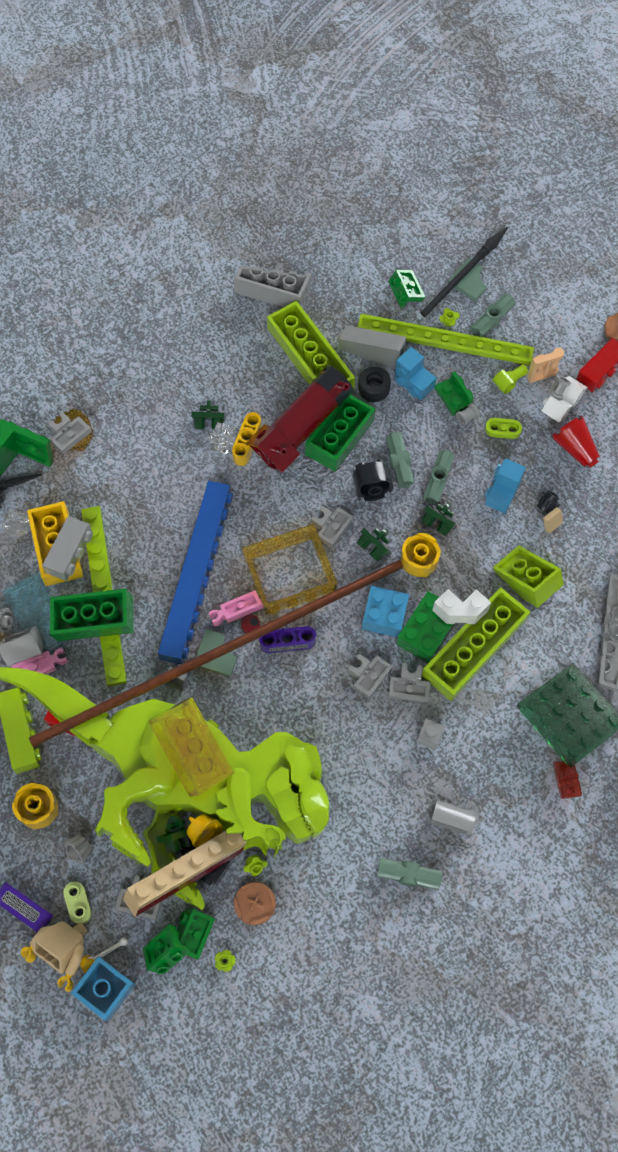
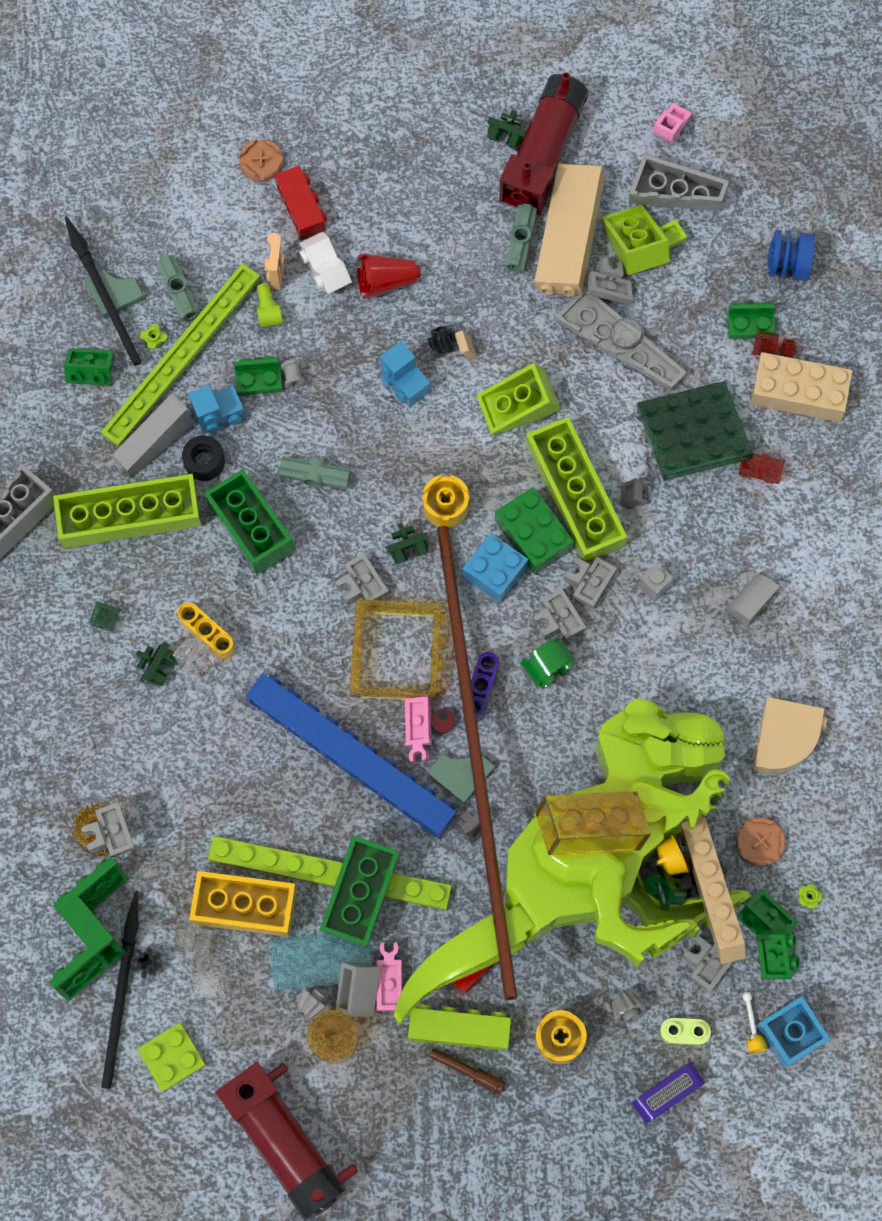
camera: 65 degrees left, 5 degrees up
(60, 948) = (730, 1064): tan torso -> none
(67, 548) = (268, 885): light grey brick -> none
(229, 372) = (104, 616): none -> clear green plate
(254, 865) = (721, 824): lime plate -> none
(279, 442) = (237, 590): dark red piece -> none
(326, 678) = (547, 662): none -> green brick
(350, 889) = (786, 735): none -> tan brick
(372, 480) = (330, 512): black brick -> none
(409, 874) = (794, 668): sand green piece -> none
(435, 485) = (366, 449): sand green piece -> none
(446, 524) = (419, 458): dark green hips -> none
(454, 611) = (535, 492): white brick -> none
(494, 688) = (632, 493): none -> flat silver tile
(502, 428) = (326, 345): lime plate -> none
(559, 387) = (313, 260): light grey bush -> none

